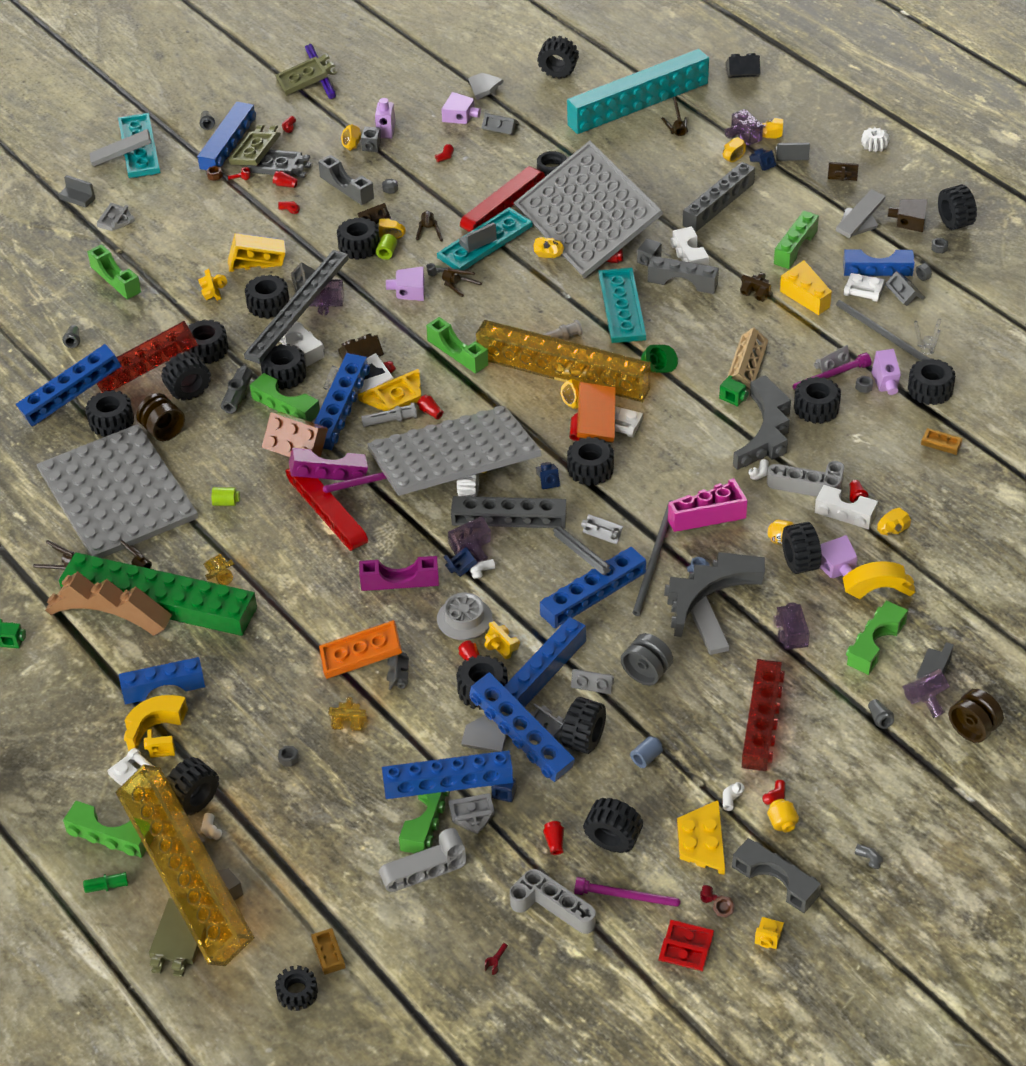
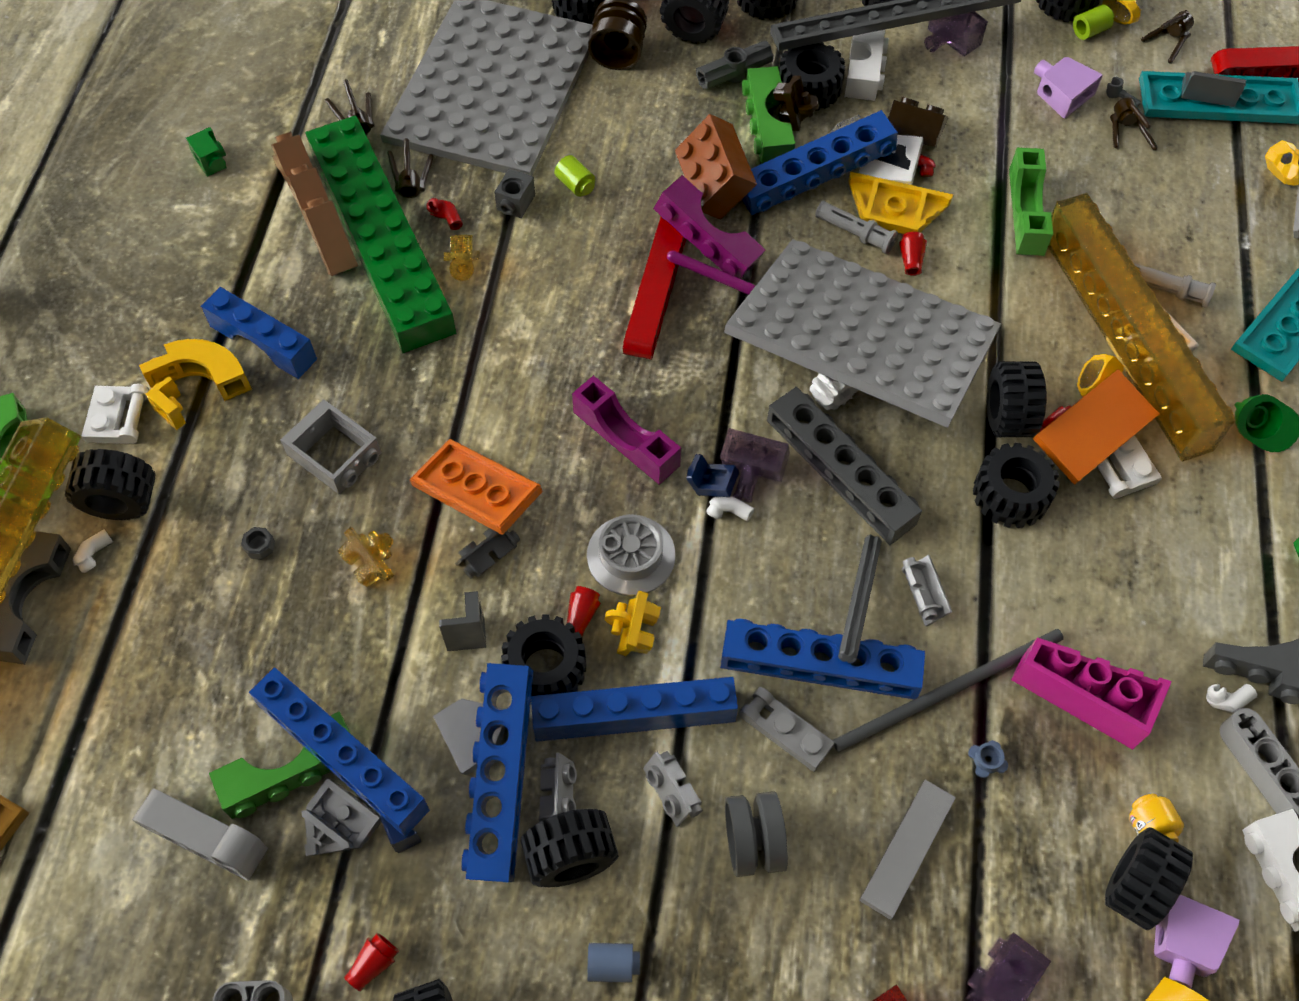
camera: 45 degrees right, 15 degrees up
(177, 562) = (445, 210): none -> red arm
(204, 526) = (515, 193): none -> dark grey brick
(268, 679) = (315, 426): none -> light grey window
(296, 382) = (797, 103): none -> dark brown hips
(434, 694) = (466, 631): none -> dark grey panel
(548, 475) = (946, 457): dark blue bracket -> none
(552, 426) = (1016, 399): none -> black tyre
(610, 623) = (787, 729): none -> light grey plate
(704, 580) = (1010, 805): dark grey arch -> none

